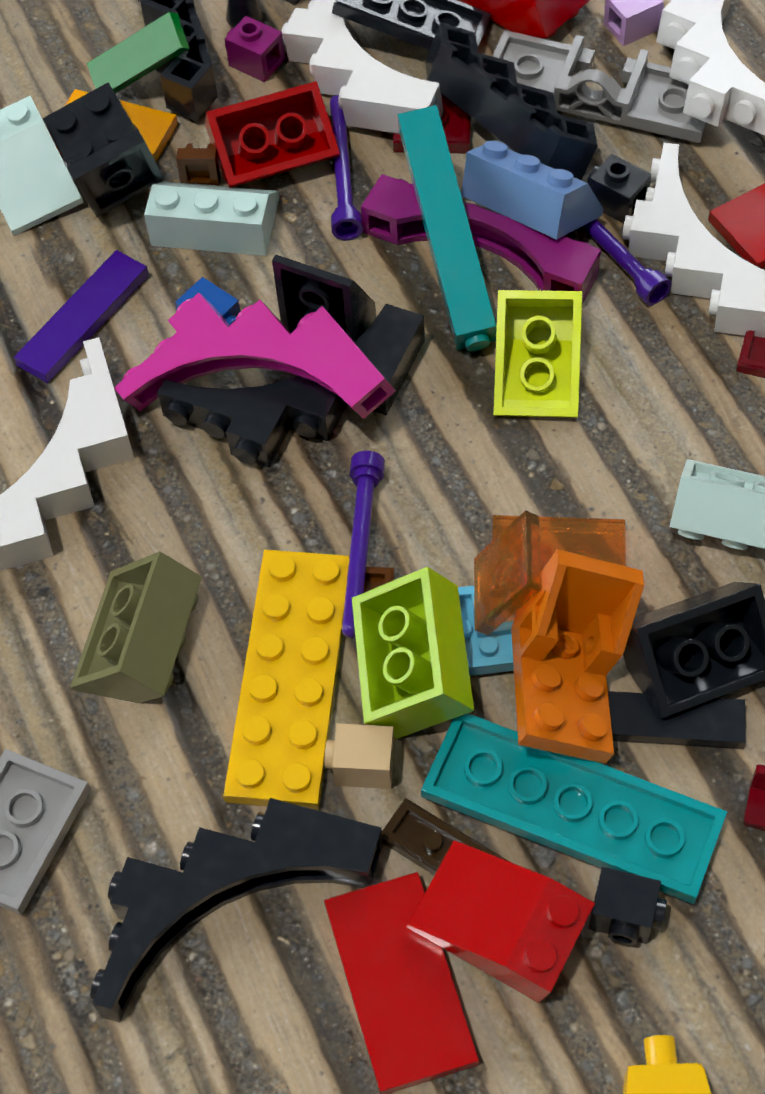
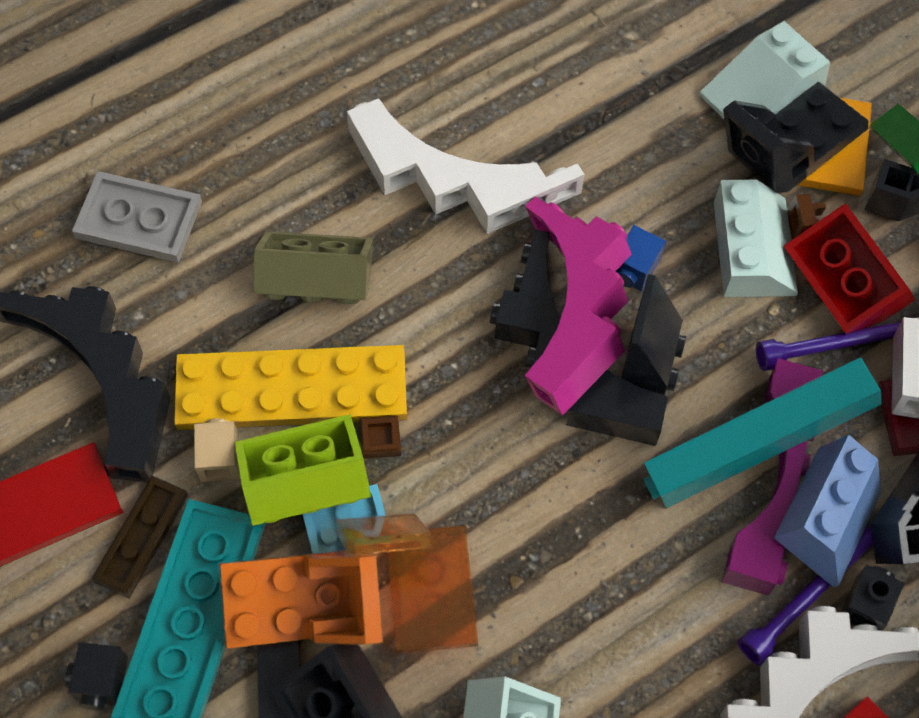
camera: 75 degrees right, 5 degrees up
(81, 316) = (622, 163): dark purple tile -> none
(366, 471) = (491, 414): dark purple piece -> none
(502, 918) = (76, 574): red slope -> none
(538, 353) = (649, 543): neon yellow slope -> none

